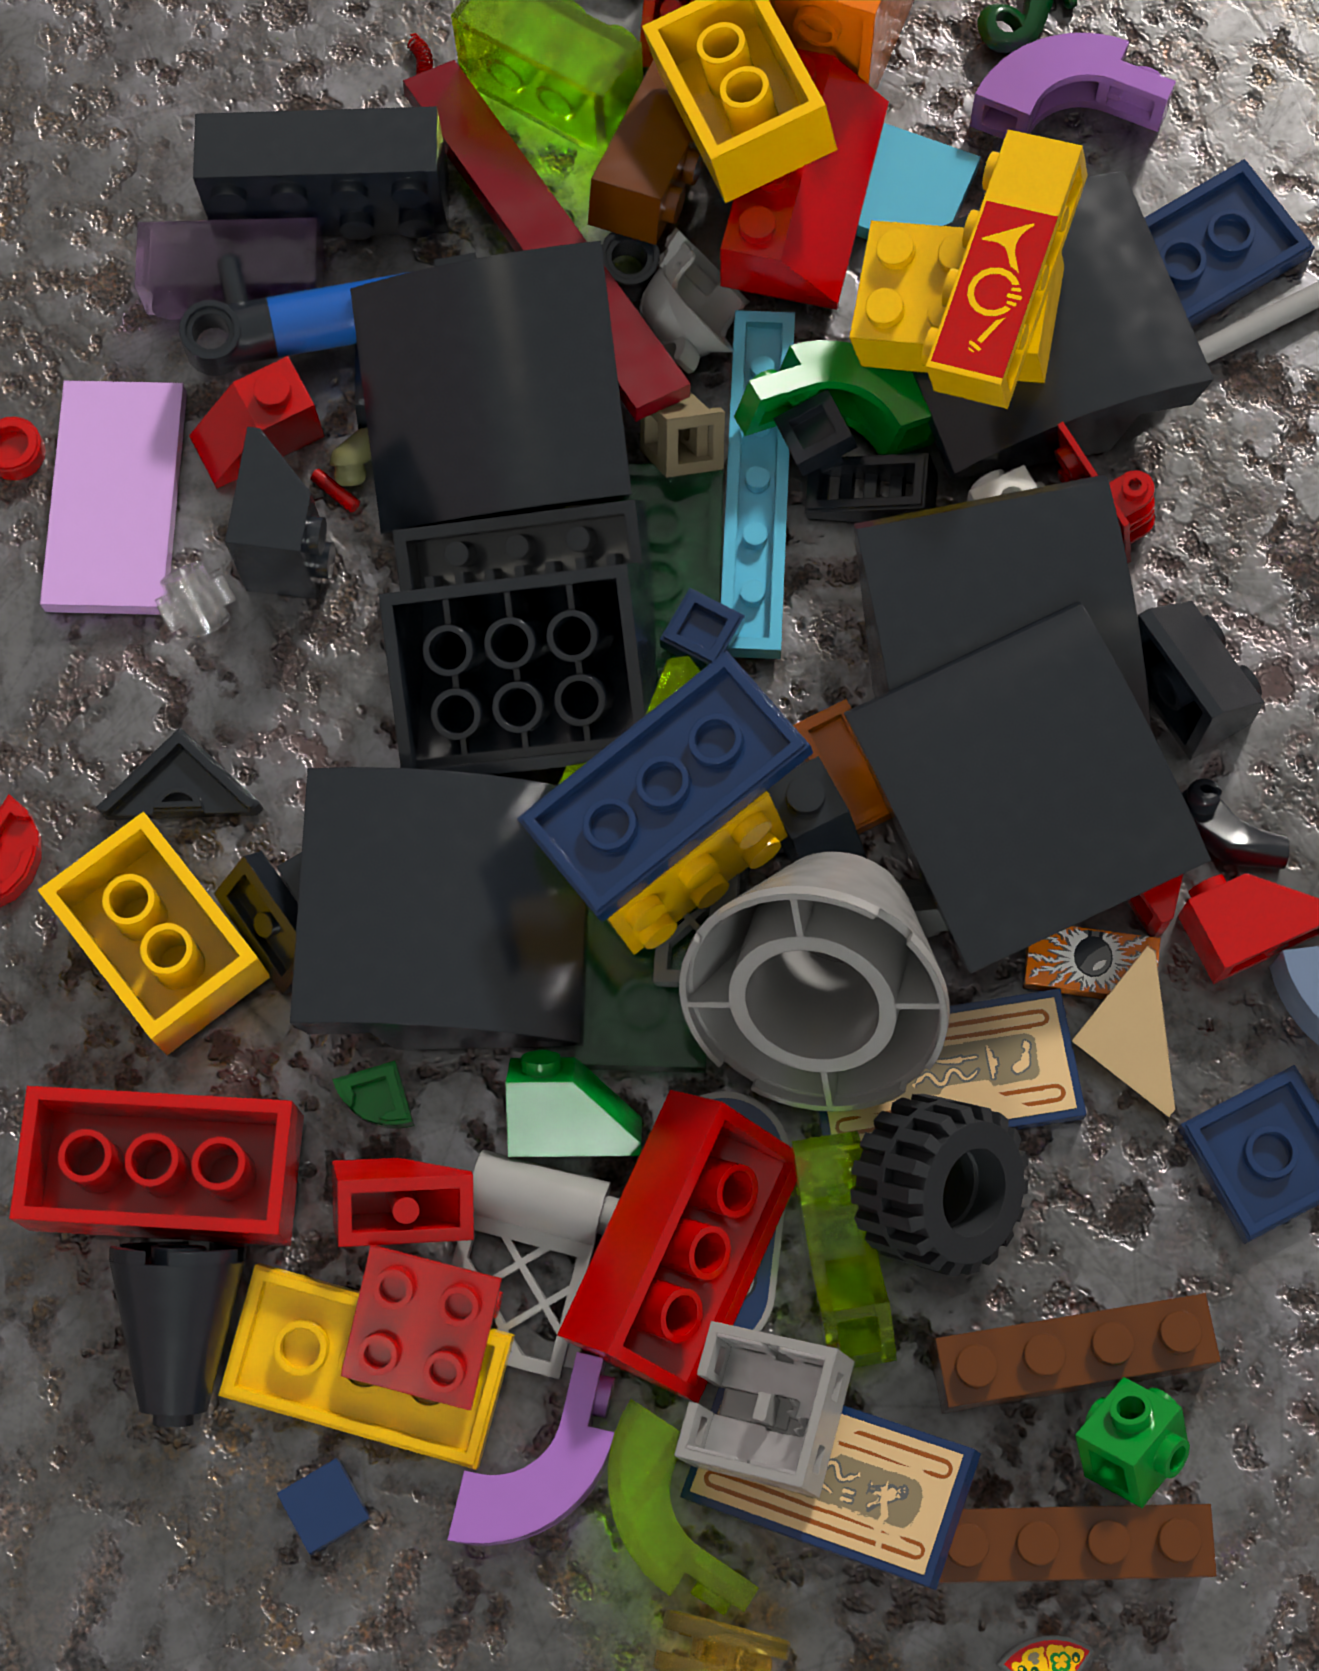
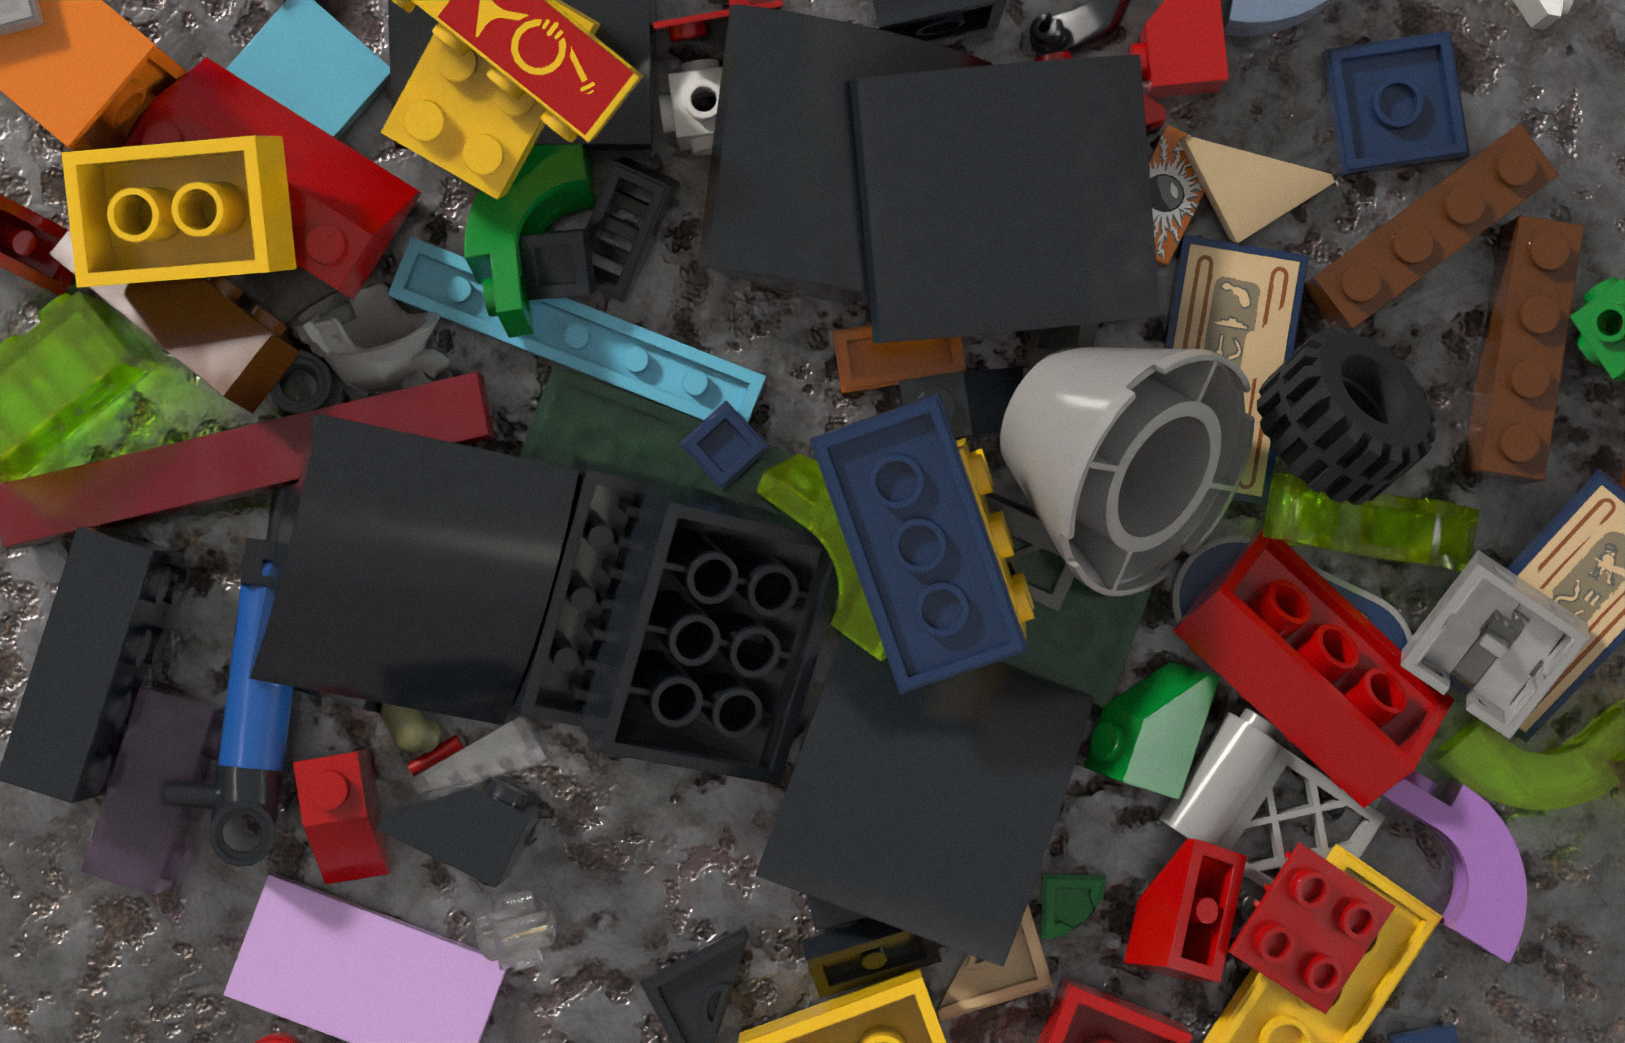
camera: 70 degrees left, 15 degrees up
(296, 1061) = (985, 984): none -> tan tile
(356, 535) = (500, 752): none -> clear slope
(684, 438) = (520, 393): dark tan brick -> none
(1158, 1220) = (1430, 230): none -> reddish brown brick

